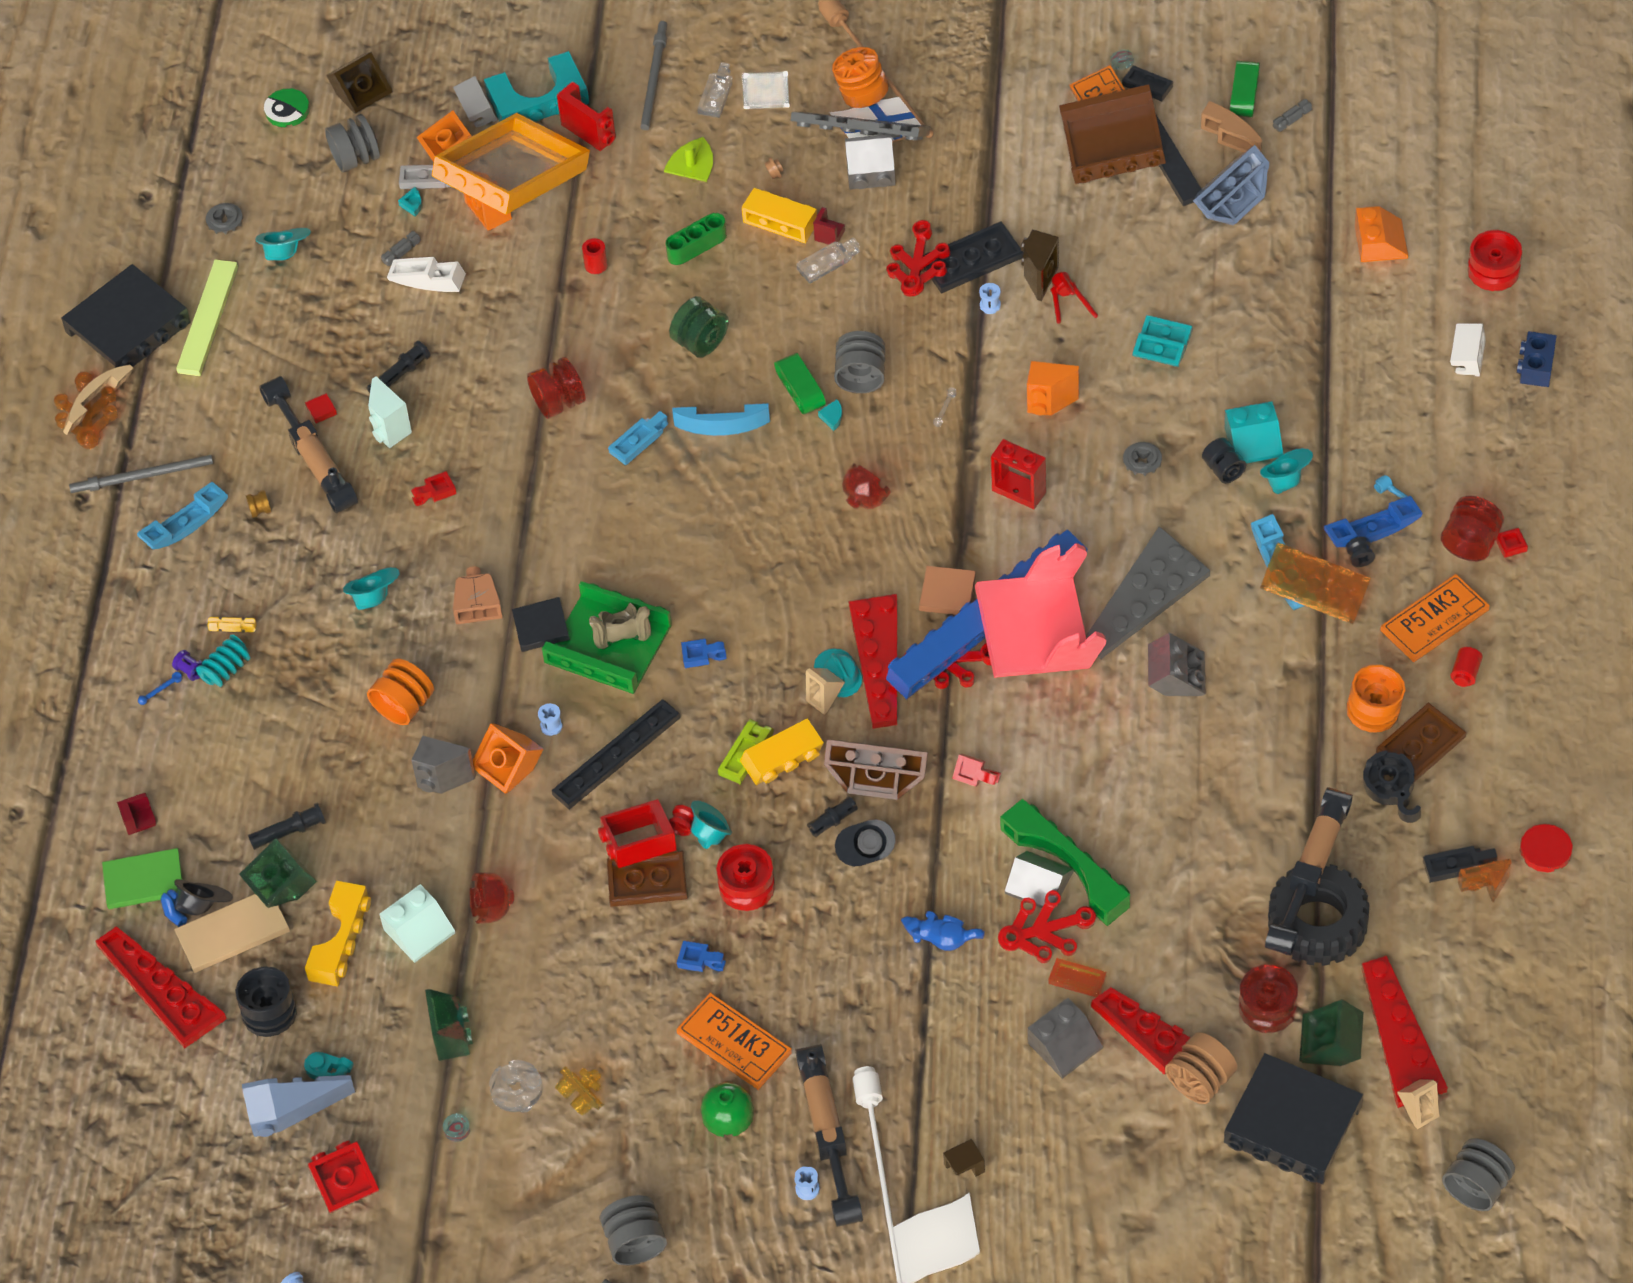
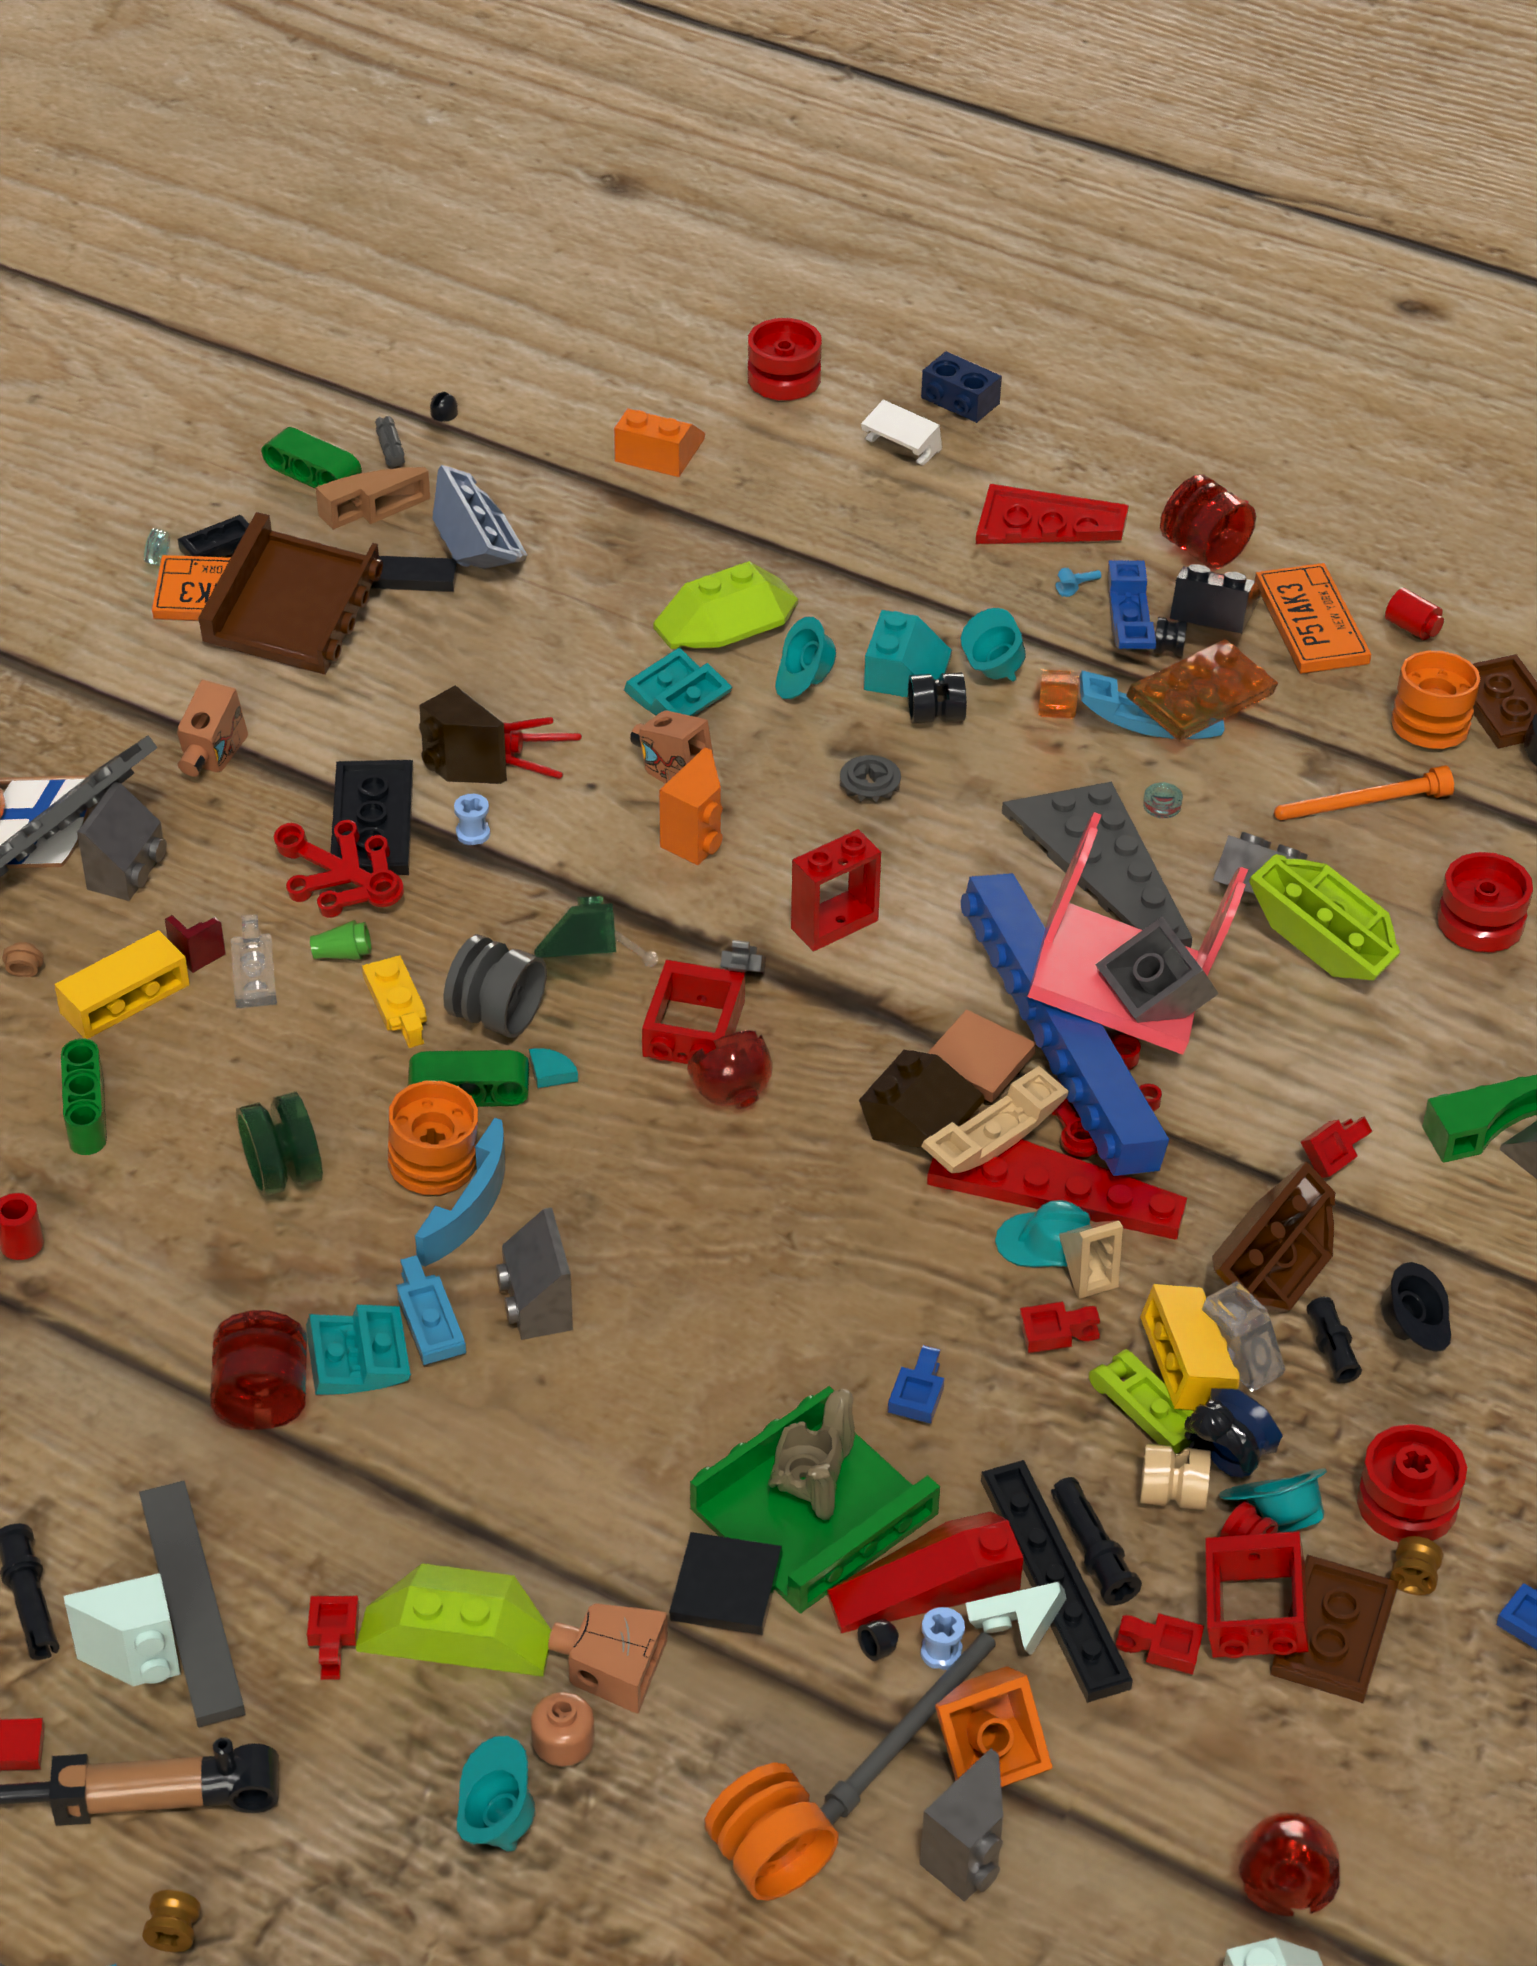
camera: 70 degrees left, 10 degrees down
(421, 595) = (562, 1729): none -> nougat head
(426, 431) = (192, 1604): none -> dark grey tile
(445, 718) = (845, 1795): none -> dark grey bar
(467, 532) = (458, 1620): none -> lime wedge
(540, 696) = (877, 1638): none -> black hinge
(577, 745) = (1032, 1608): none -> light aqua slope
(594, 705) = (942, 1568): none -> red wedge
(595, 808) = (1170, 1641): none -> red plate
(602, 422) = (357, 1350): none -> teal slope
(635, 768) = (1102, 1556): none -> black pin
(677, 471) = (537, 1278): none -> flat silver slope
(697, 776) = (1175, 1476): none -> tan wheel
(697, 897) = (1417, 1565): none -> pearl gold wheel
(727, 785) = (1233, 1430): none -> piece
(740, 382) = (432, 1137): none -> orange wheel
(773, 692) = (1052, 1327): none -> red plate
(801, 772) = (1253, 1340): none -> clear slope
(852, 320) = (396, 998): none -> yellow hinge
(866, 289) = (343, 942): none -> bright green cone
(884, 613) = (998, 1126): none -> tan slope
(888, 574) = (917, 1099): none -> dark brown slope
(902, 472) = (695, 986): none -> red window
(920, 381) = (580, 930): none -> clear green slope
(952, 459) = (743, 958): none -> dark grey plate
(980, 156) = (211, 729): none -> nougat torso
(1027, 638) = (1157, 975): none -> flat silver slope
(1096, 351) = (670, 742): none -> nougat torso
(1142, 703) = (1326, 917): none -> lime wedge
(1208, 779) = (1484, 902): none -> red wheel
(1215, 601) = (1163, 800): none -> clear light blue tile
(1221, 389) = (805, 658): none -> teal piece
(1245, 336) = (725, 608): none -> lime wedge
(1281, 509) = (1058, 693): none -> clear orange slope
(1313, 727) = (1436, 782): none -> orange piece
(1343, 124) = (443, 407): none -> black hinge
(1401, 557) = (1214, 598): none -> black slope
(1435, 447) = (1041, 517): none -> red wing

